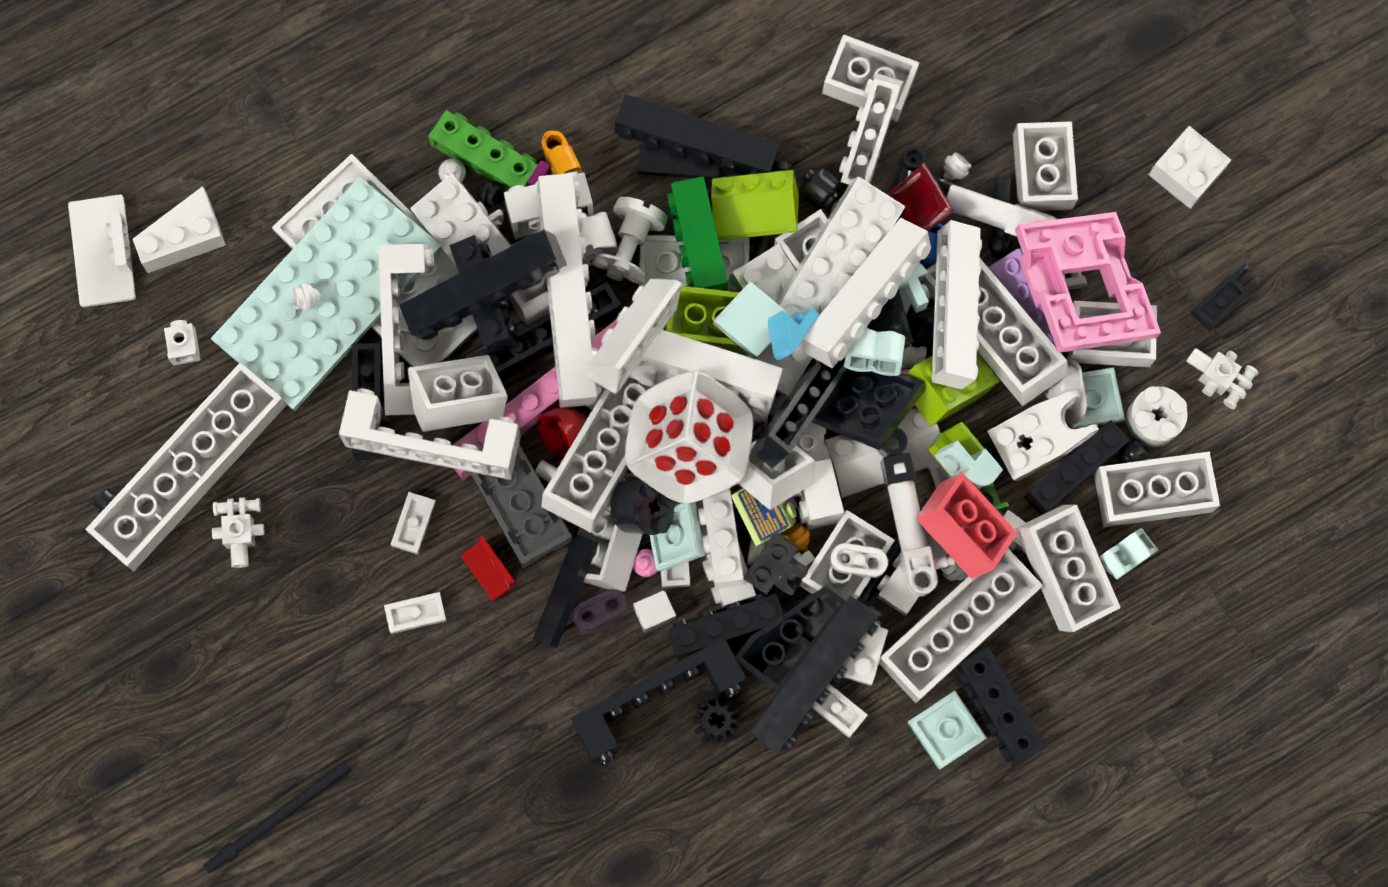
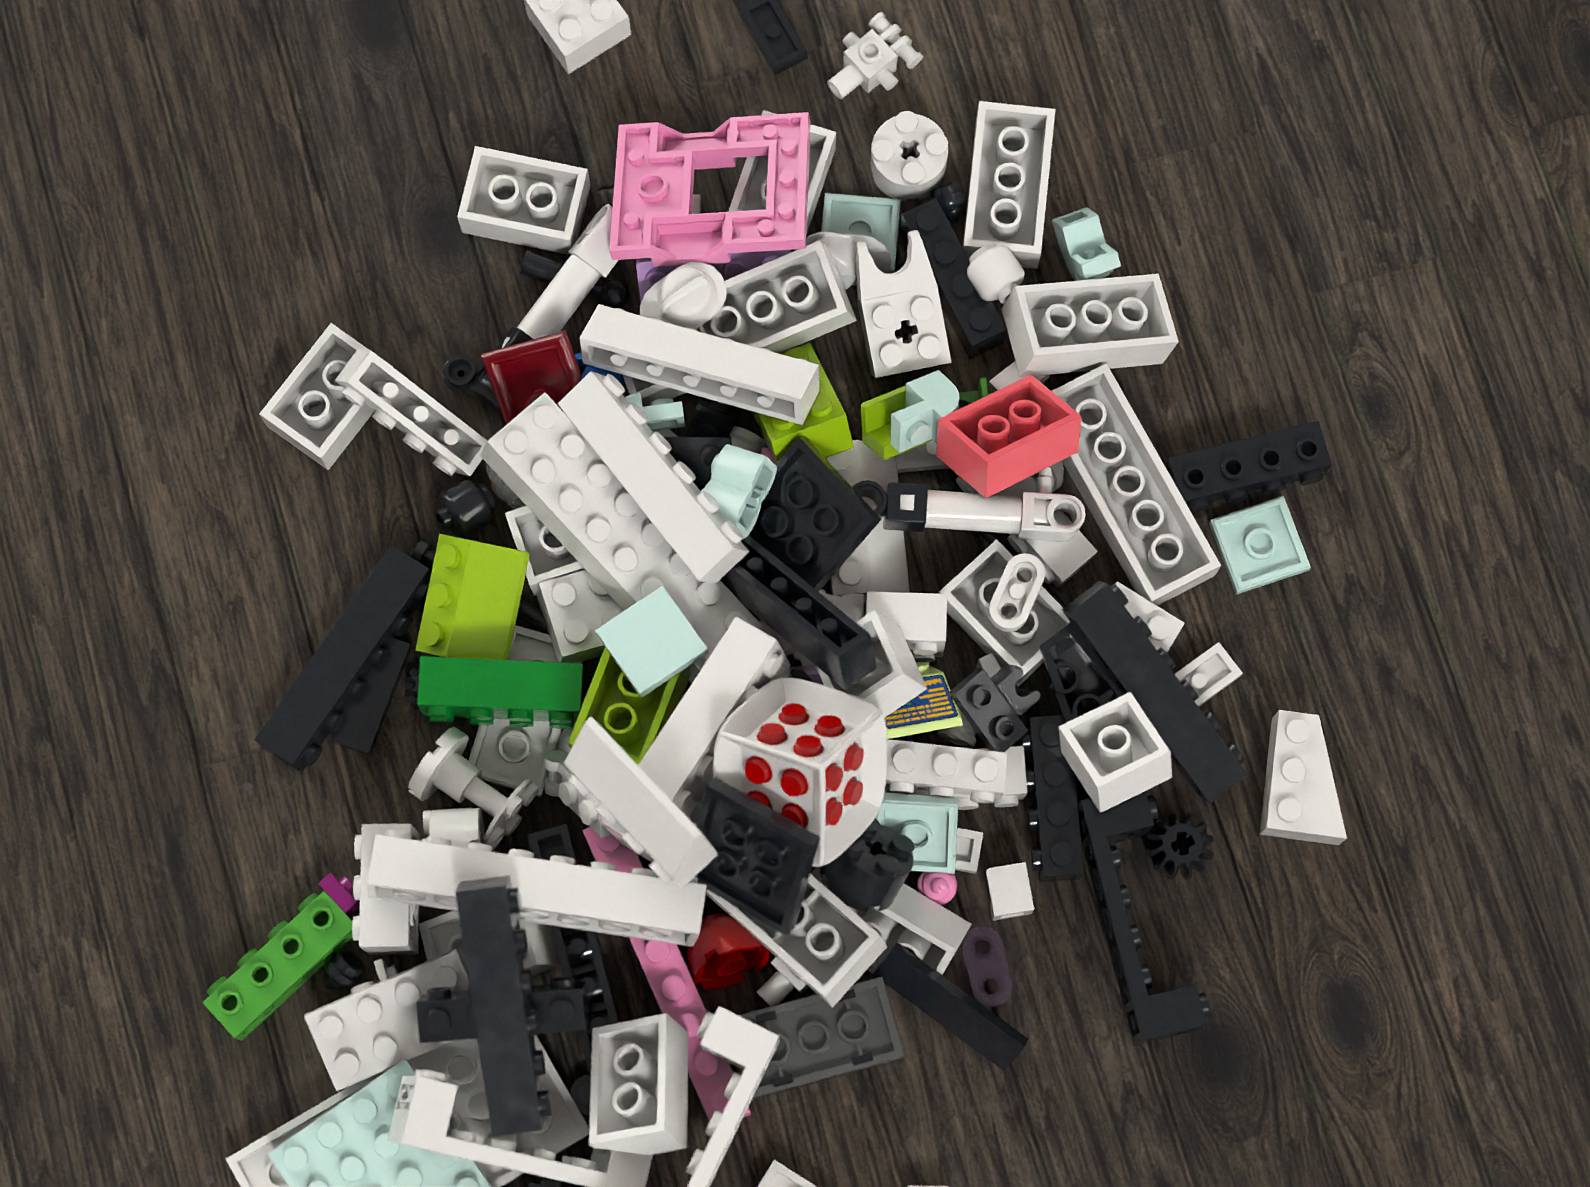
camera: 70 degrees left, 0 degrees up
(452, 166) = (290, 1018): white plate -> none
(488, 569) = (891, 1109): red panel -> none
(560, 157) = (326, 854): light orange piece -> none
(622, 420) = (760, 856): none -> black plate
(762, 650) = (1115, 752): none -> white brick
(782, 793) = (1299, 783): none -> white wedge
(789, 331) = (685, 592): medium azure slope -> none
(798, 535) = (954, 668): light orange plate -> none
(956, 167) = (489, 319): white plate -> none
(1003, 285) = (686, 296): none -> white piece
(1085, 491) = (994, 272): none -> white head

